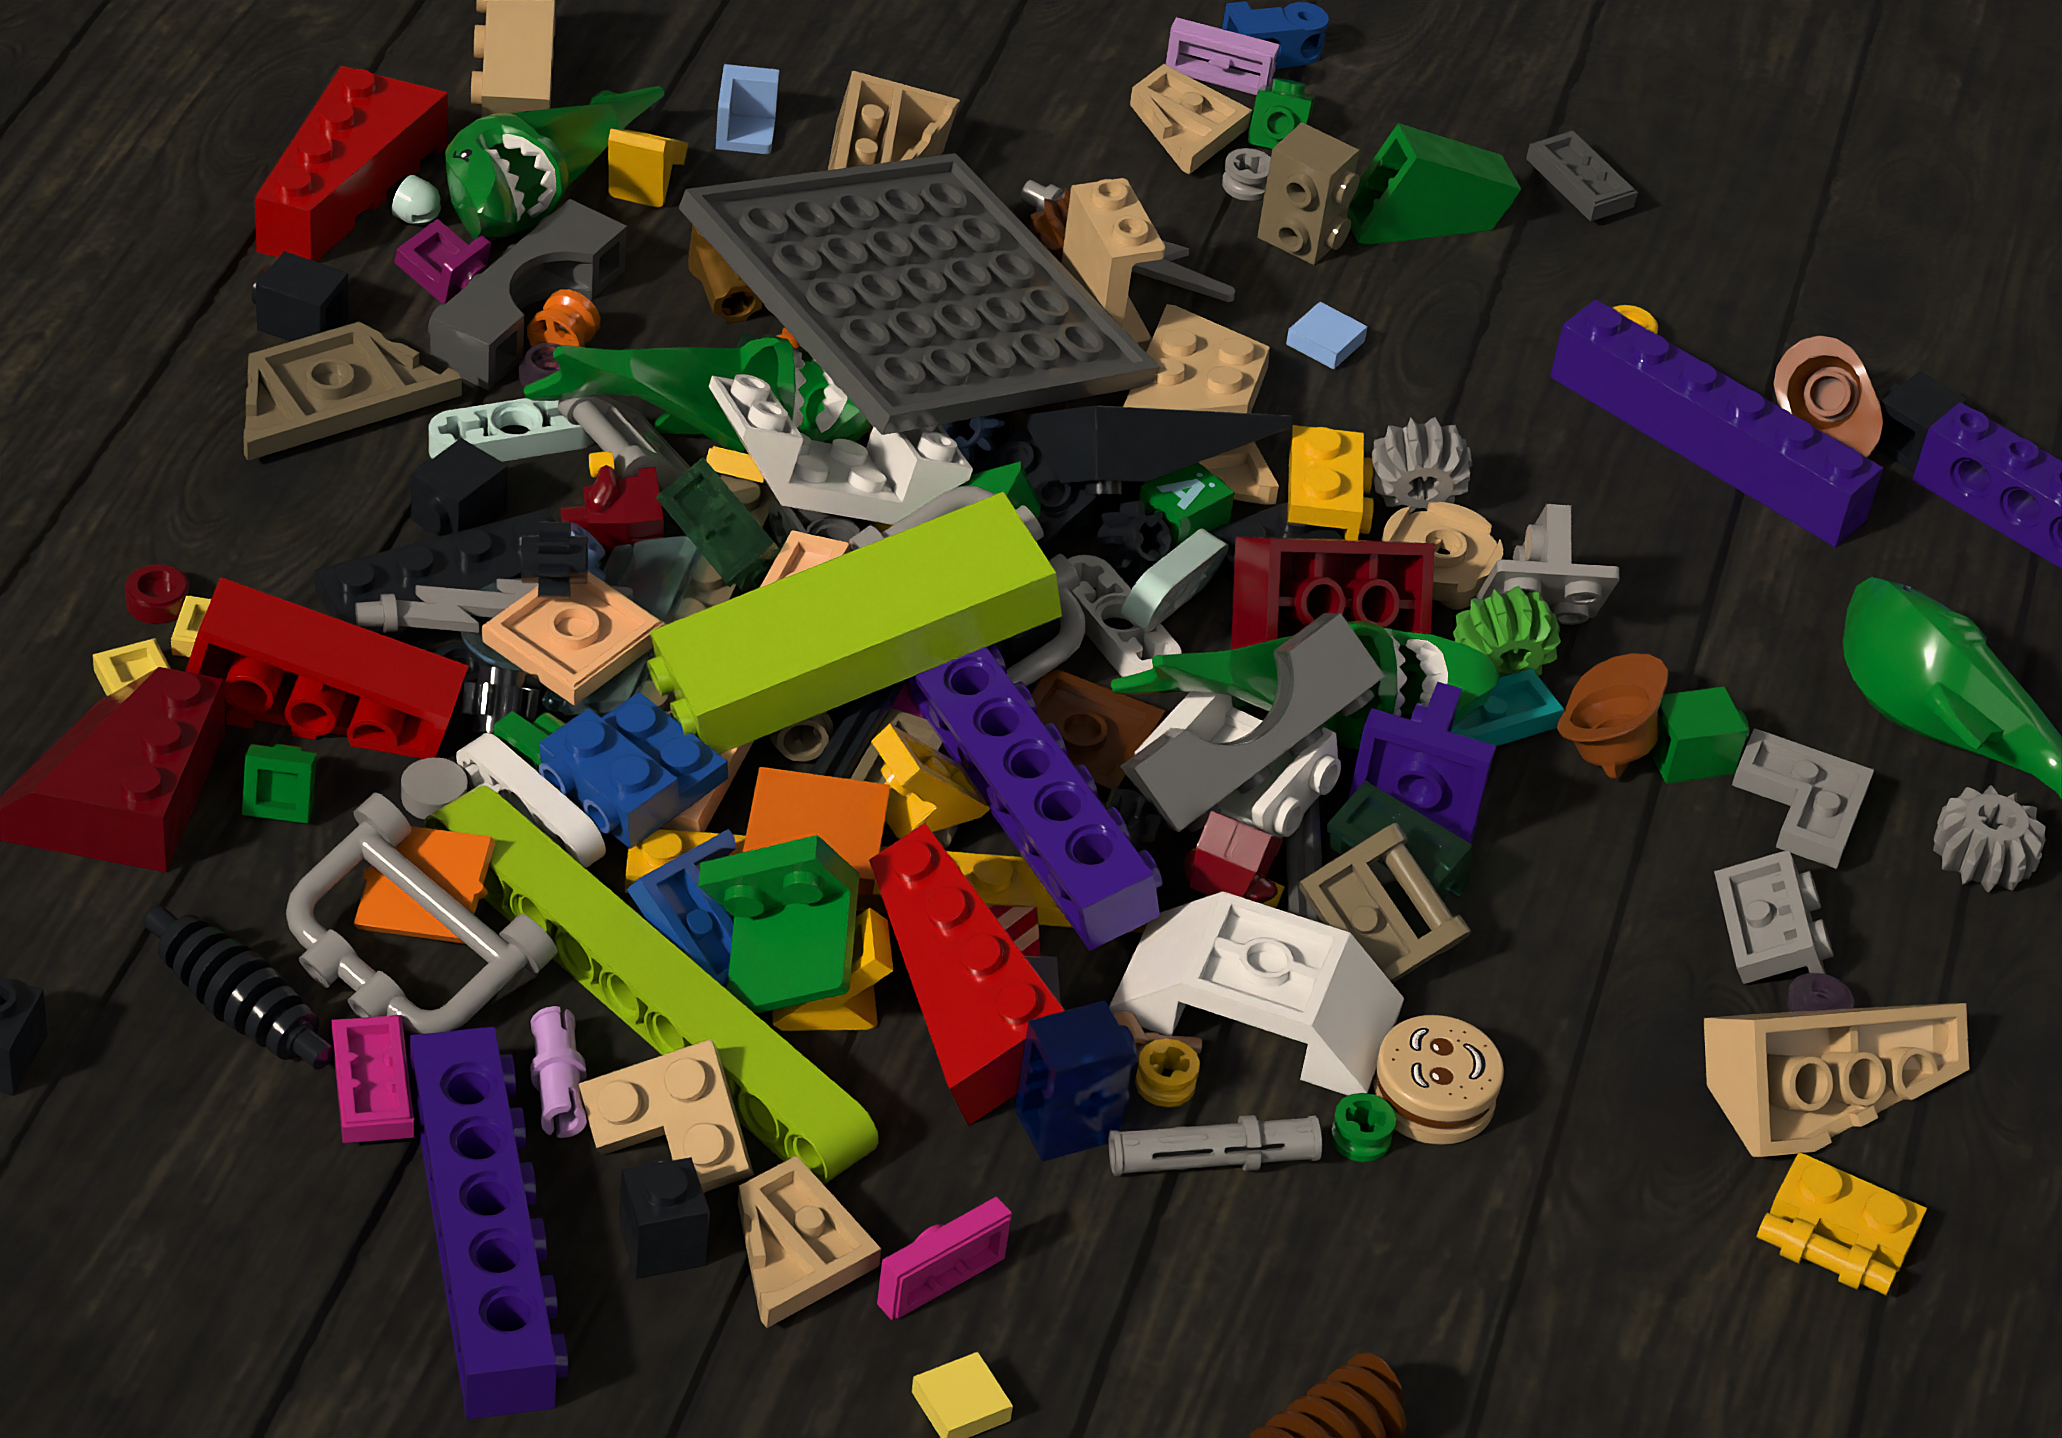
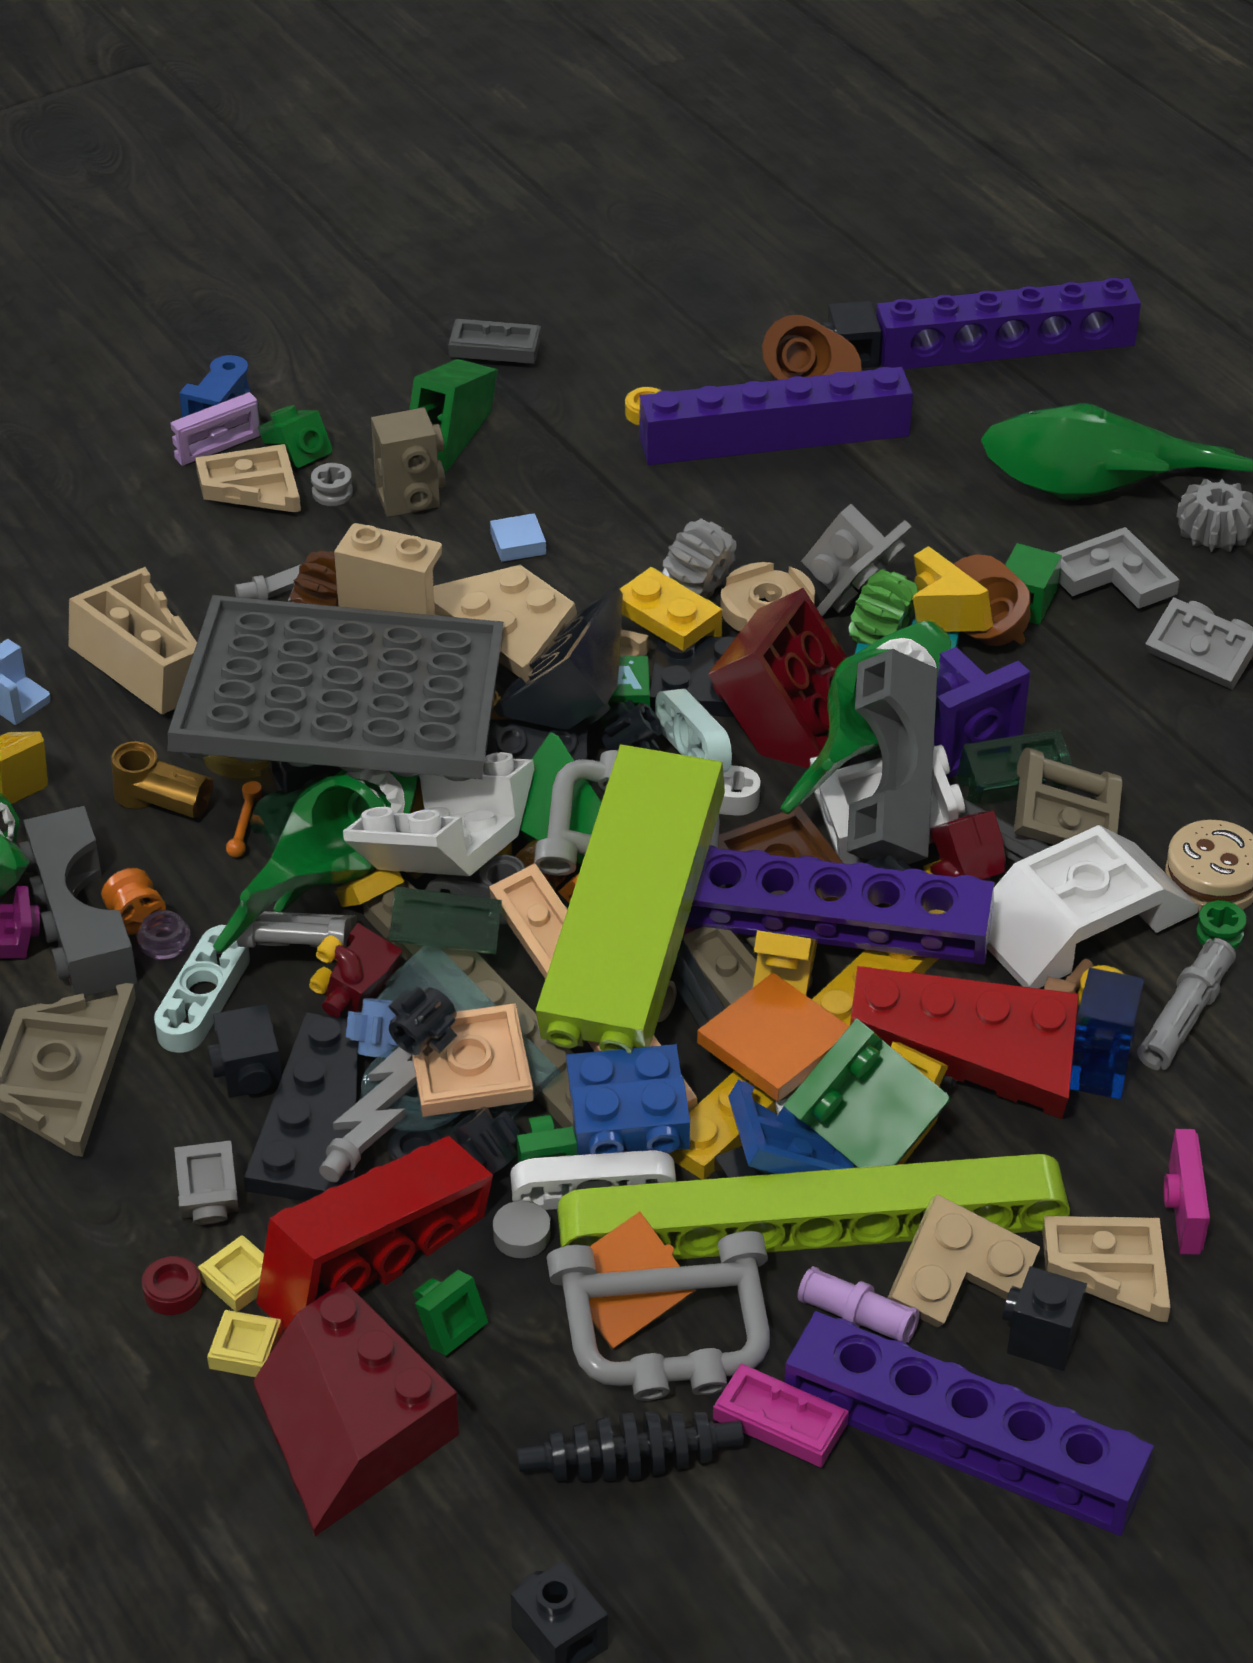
camera: 45 degrees left, 0 degrees up
(281, 548) = (206, 1182): none -> light grey bracket
(1565, 668) = (949, 595): none -> yellow slope

